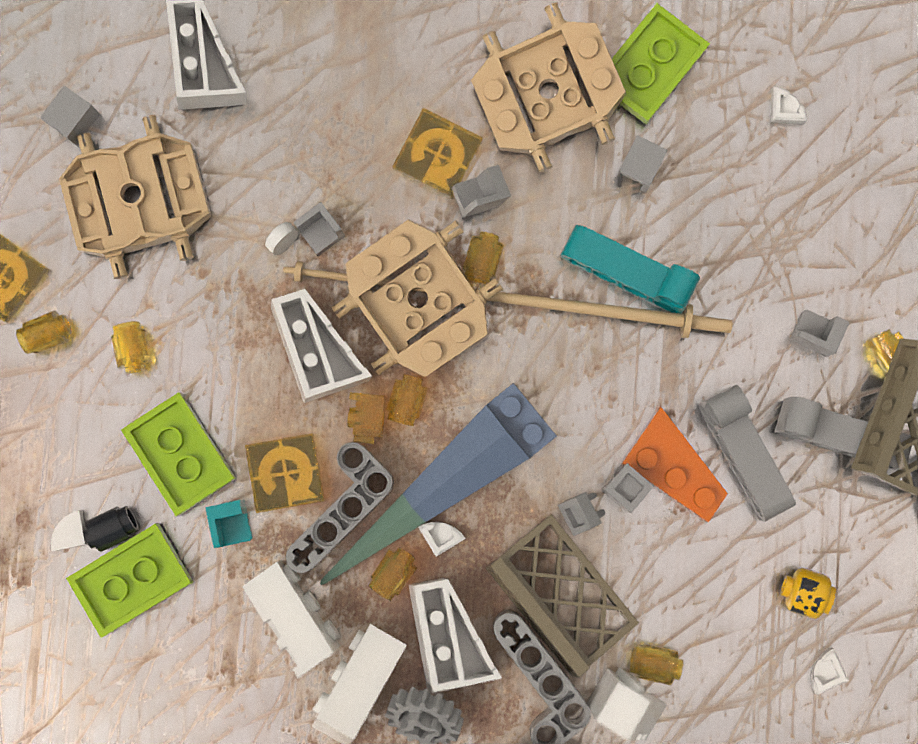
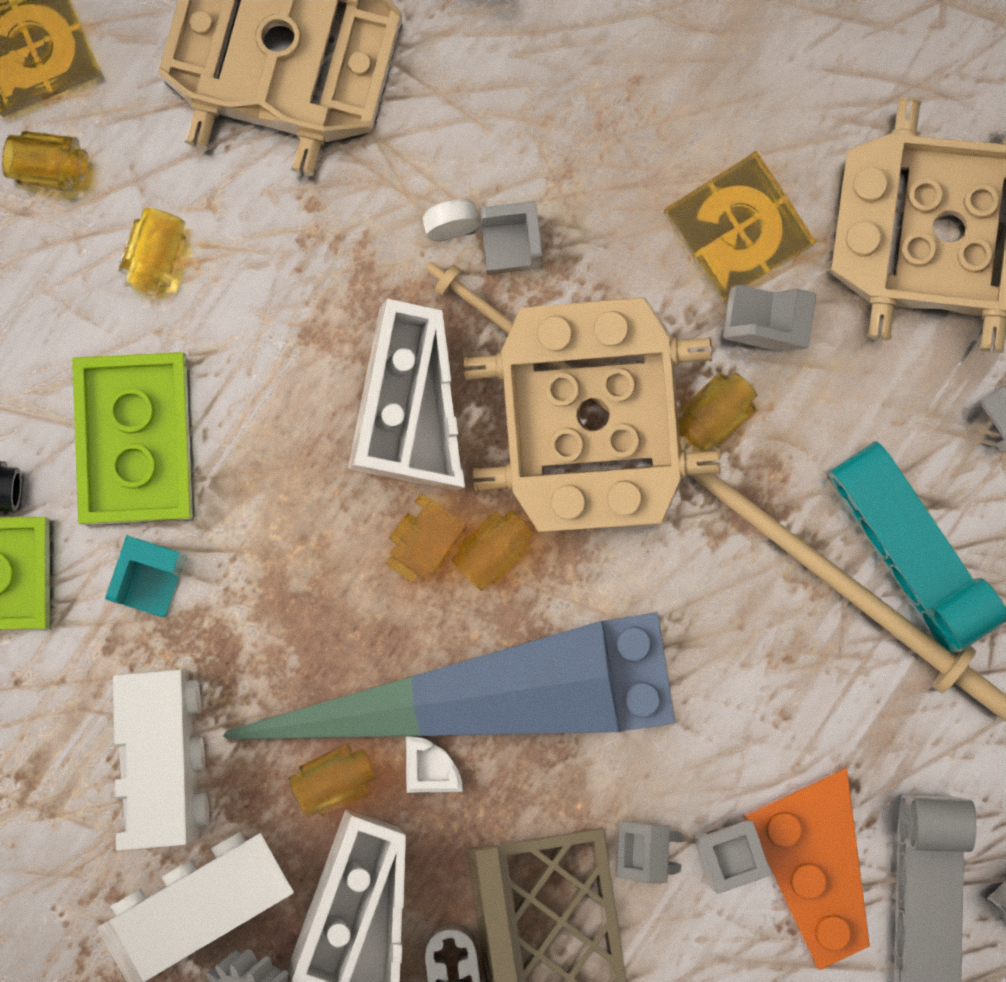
camera: 25 degrees right, 0 degrees up
(284, 473) = (264, 551): clear yellow tile -> none
(336, 513) = (303, 649): light grey beam -> none

